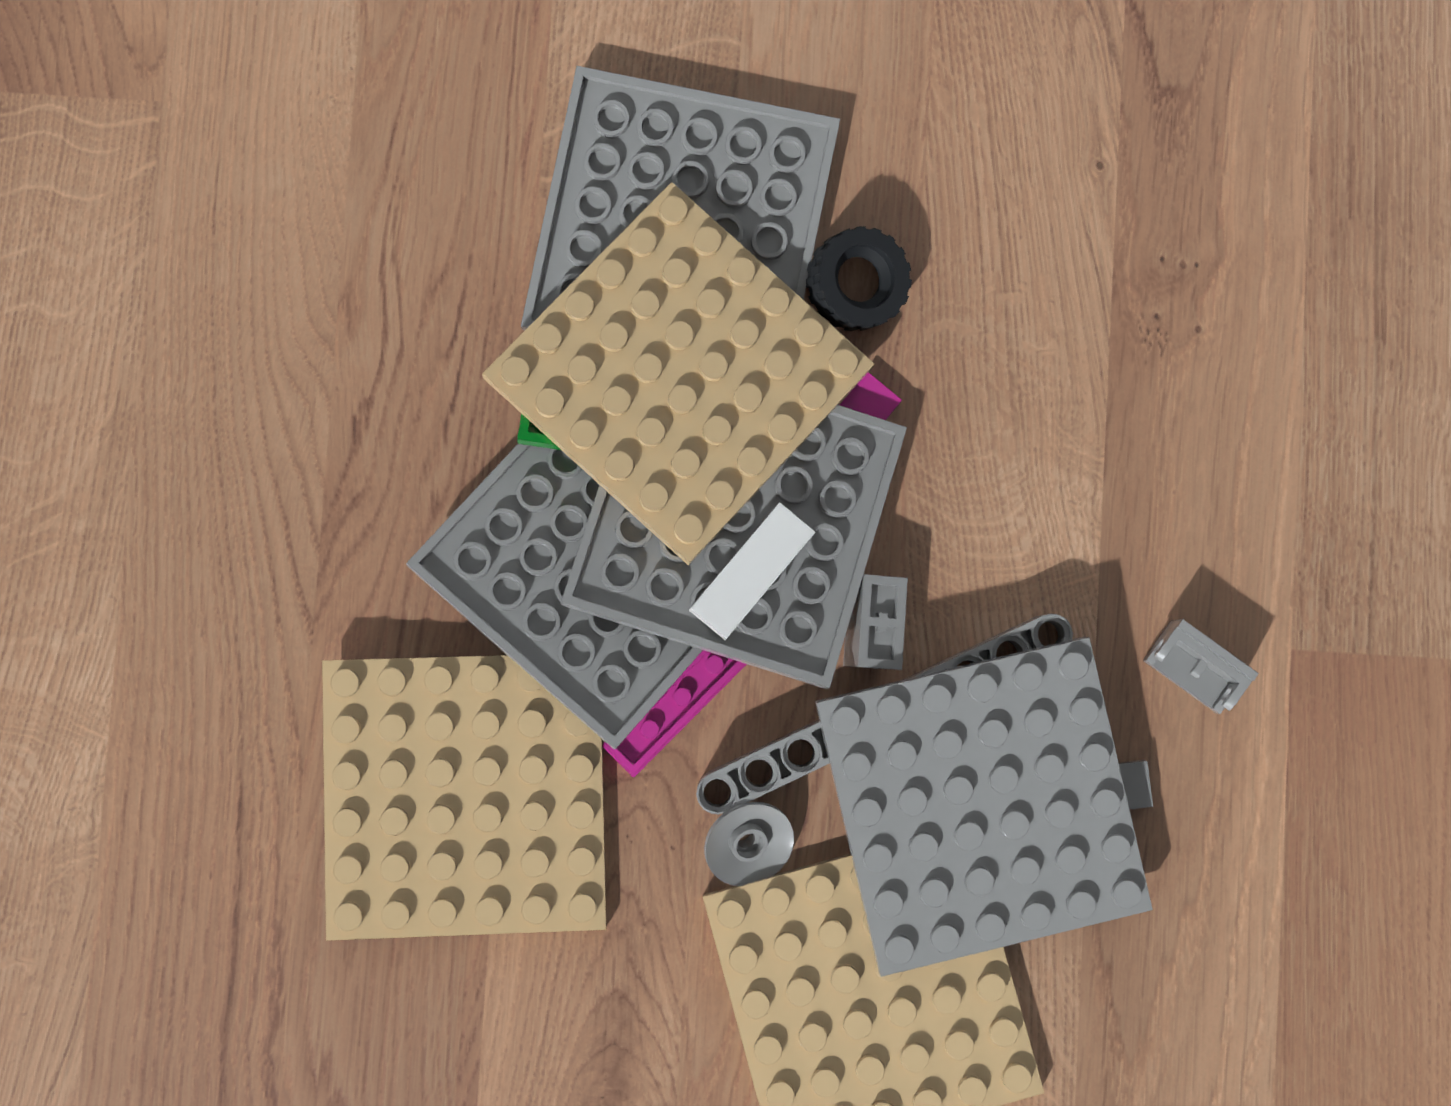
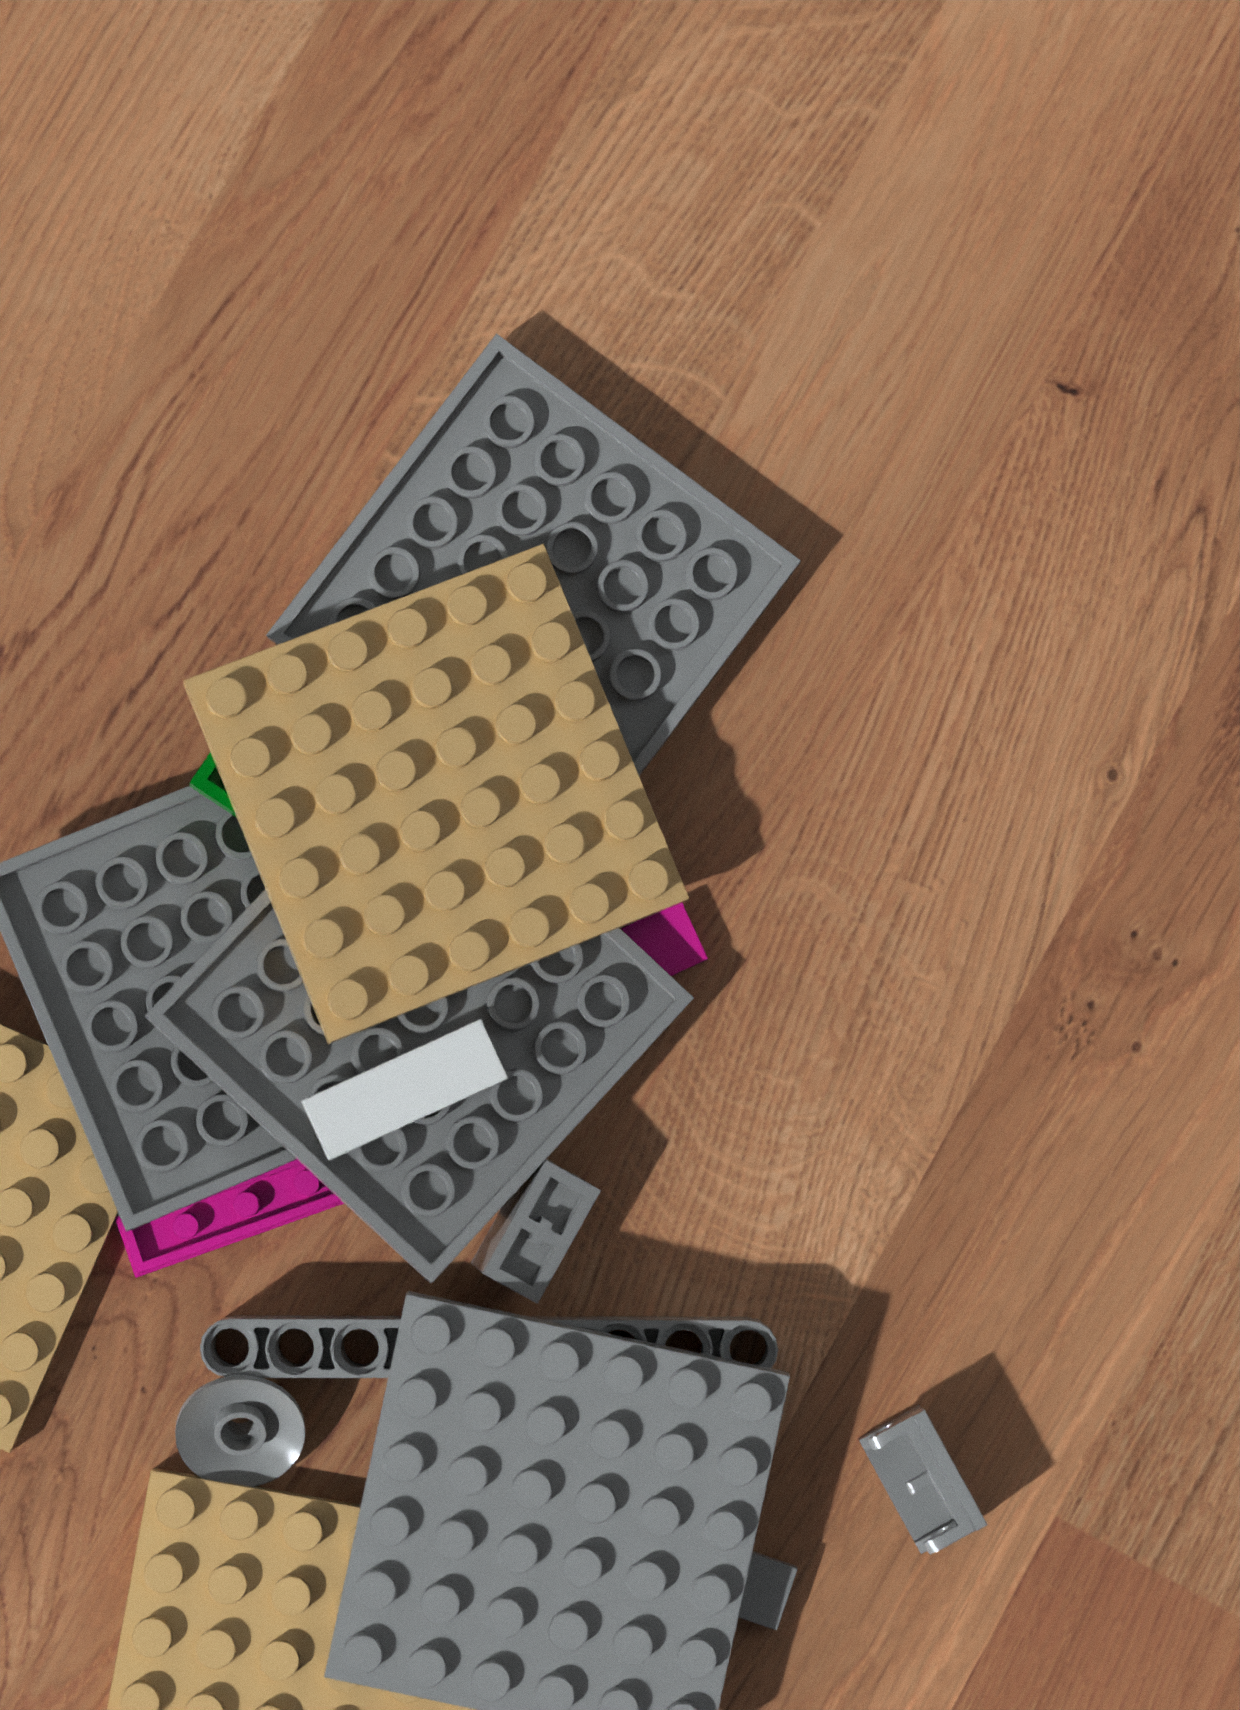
camera: 25 degrees right, 0 degrees up
(891, 269) = (772, 786): black tyre -> none

